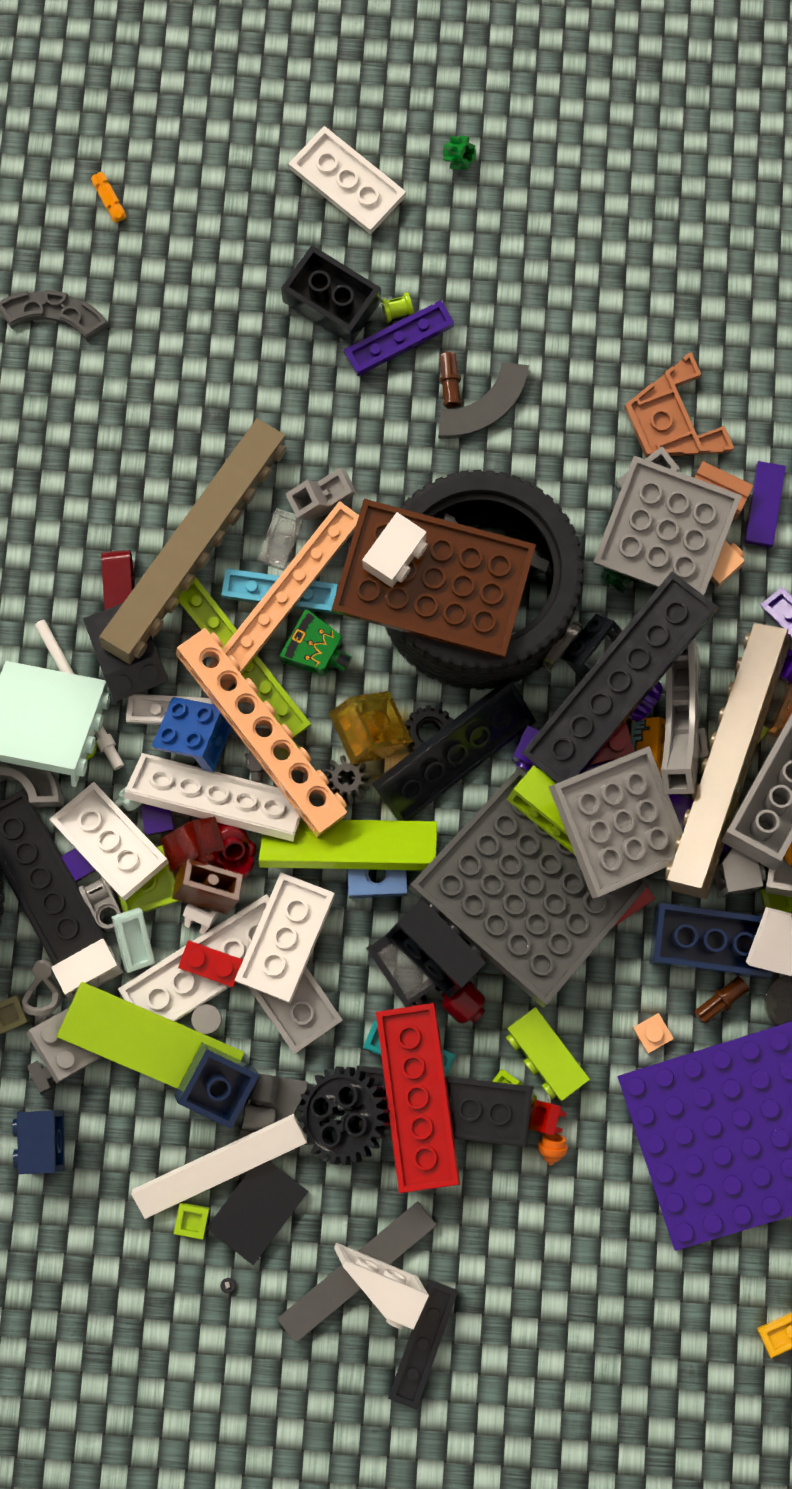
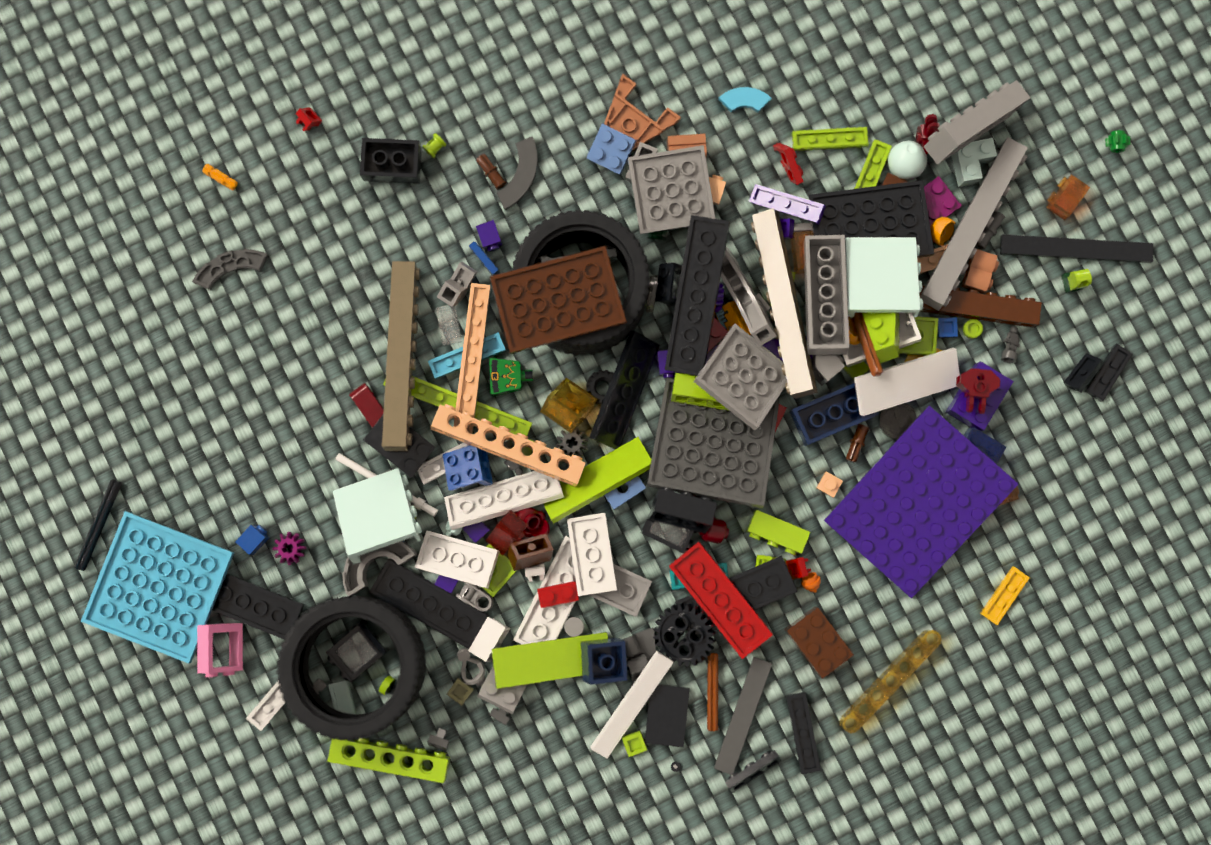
camera: 30 degrees left, 5 degrees up
(39, 1142) = (523, 752): dark blue brick -> none
(133, 940) = (505, 607): light aqua tile -> none
(261, 186) = (308, 117): none -> red tile
(326, 1353) = (753, 770): none -> black plate
(335, 1215) = (712, 692): none -> dark orange axle
(347, 180) = (357, 84): white plate -> none
(374, 477) = (484, 259): none -> blue tile
(391, 1289) = (768, 714): white slope -> none
(395, 550) = (526, 297): white brick -> none
(398, 457) = (489, 236): none -> dark purple brick
(399, 338) = (446, 163): dark purple plate -> none
(459, 152) = (414, 29): green gear -> none
(515, 1234) = (818, 642): none -> reddish brown brick
(596, 1348) = (899, 678): none -> clear yellow beam
(620, 437) = (611, 149): none -> medium blue plate
(764, 504) = (717, 140): dark purple tile -> none

